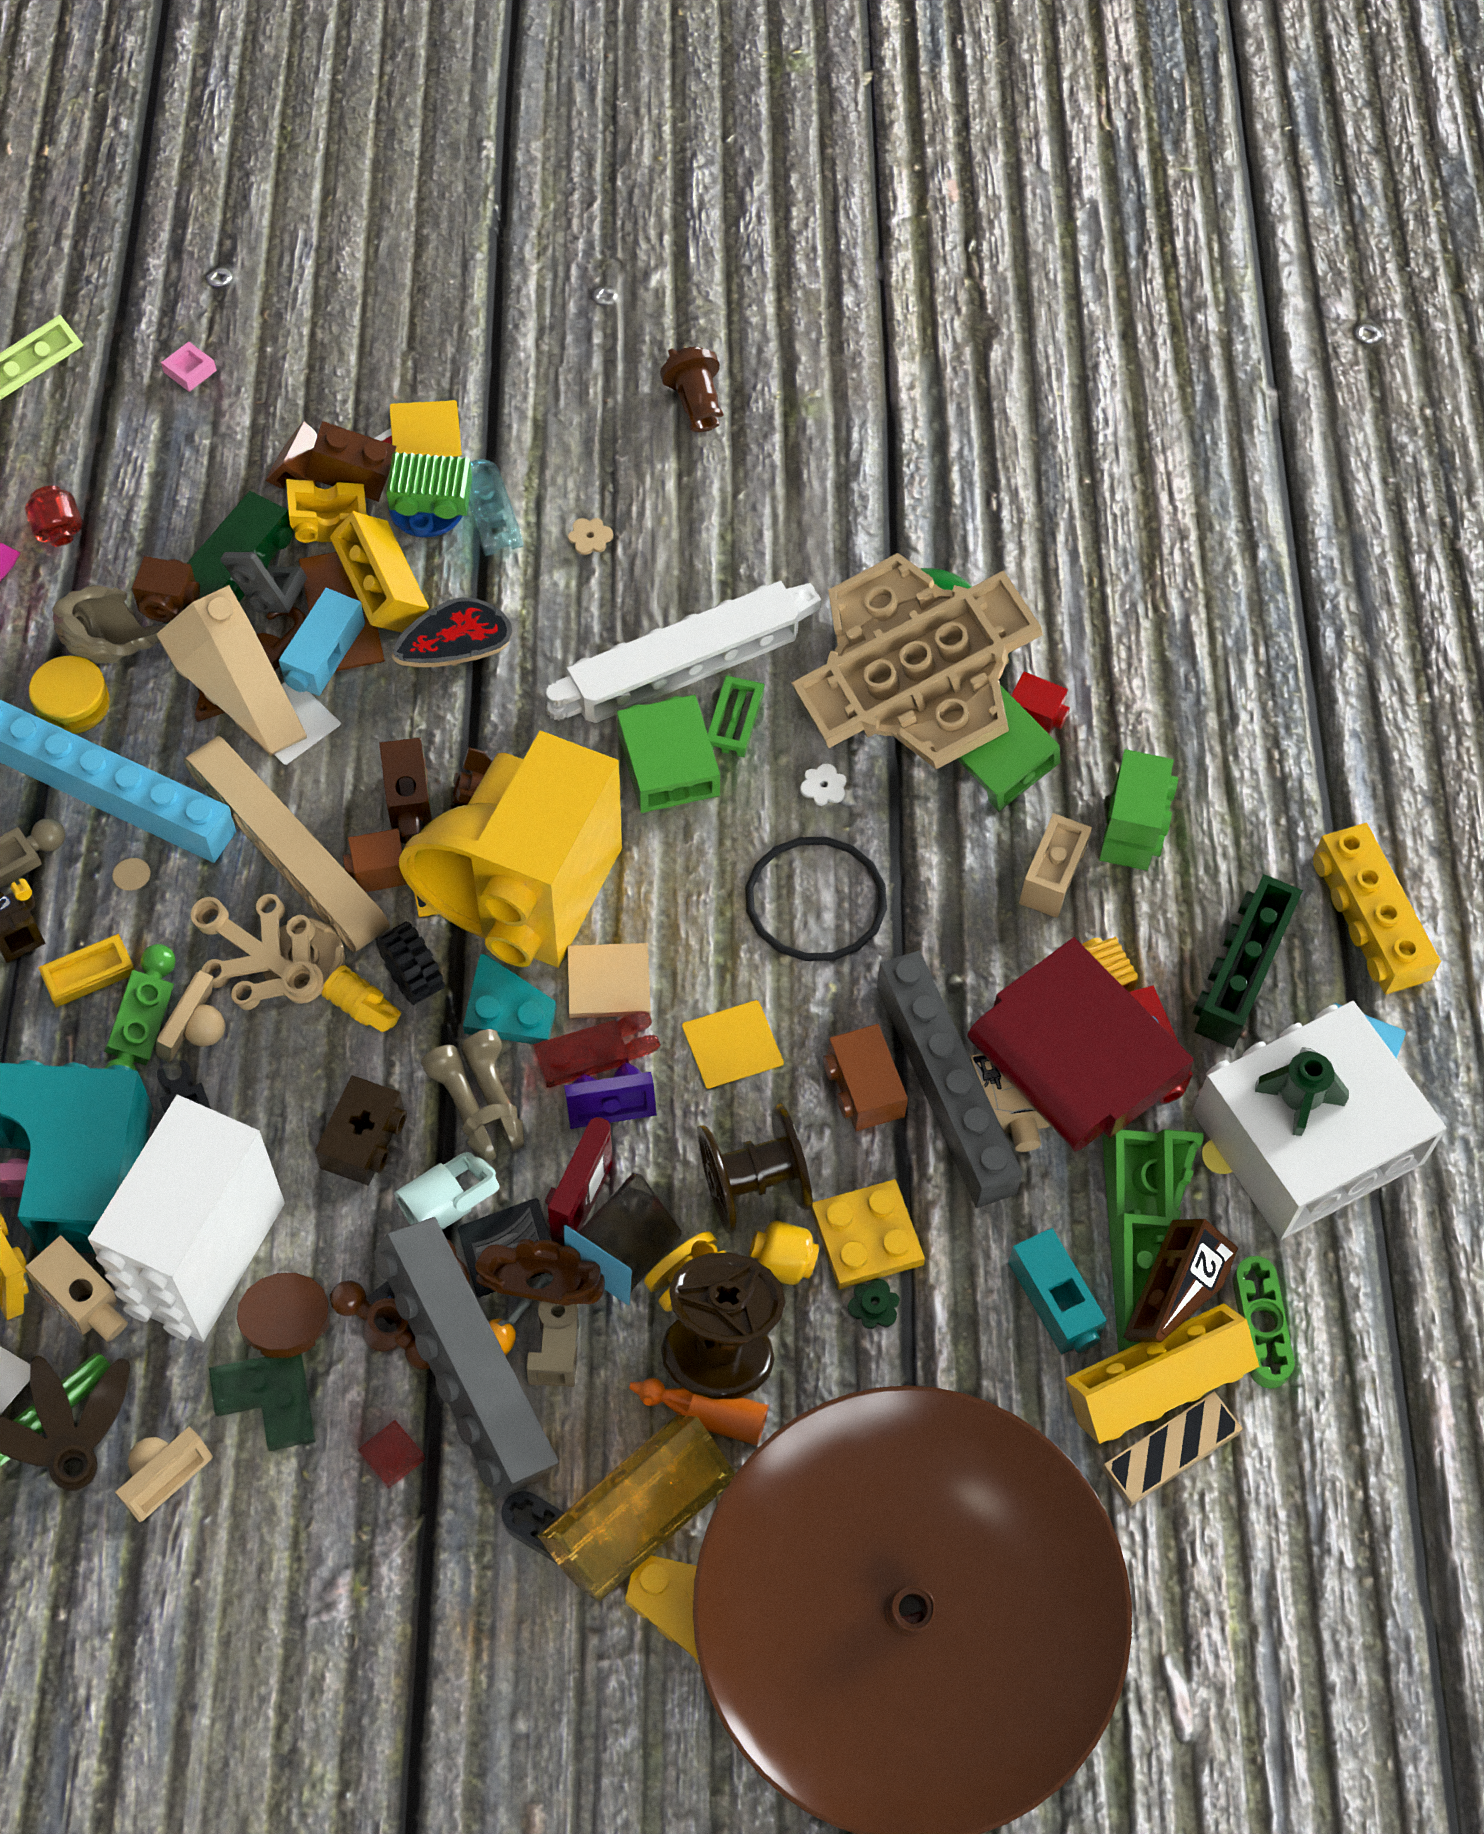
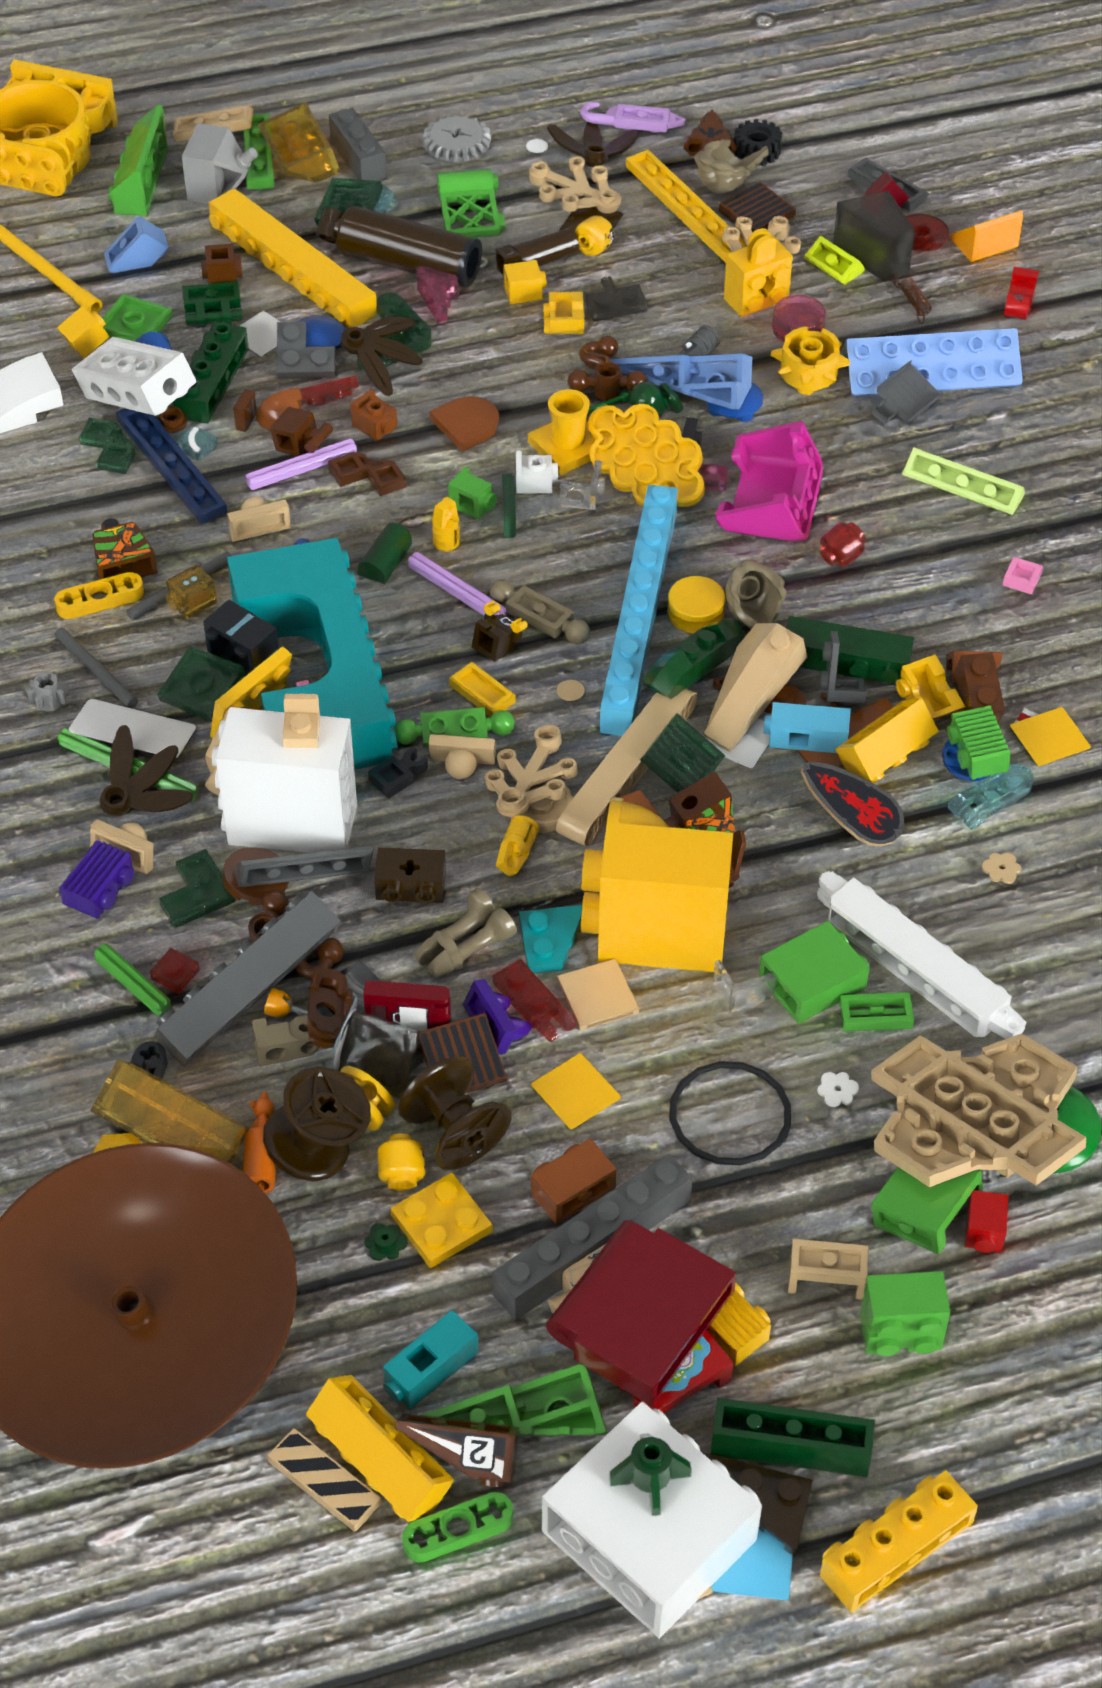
camera: 75 degrees right, 10 degrees down
(164, 588) = (793, 610): reddish brown brick -> none
(167, 718) = (694, 657): none -> dark green brick
(167, 1150) = (301, 721): none -> tan bracket
(207, 1518) = (97, 879): none -> dark purple brick
(297, 1252) = (303, 866): none -> dark grey slope
(308, 782) = (681, 755): none -> clear green tile
(386, 1511) = (132, 979): none -> bright green axle
(410, 962) = (551, 858): black tyre -> none
(441, 1196) = (373, 935): light aqua piece -> none
(657, 1144) = (468, 1039): none -> tile
(669, 839) = (744, 994): none -> clear bracket
(1293, 1000) = (782, 1498): none -> dark brown wing

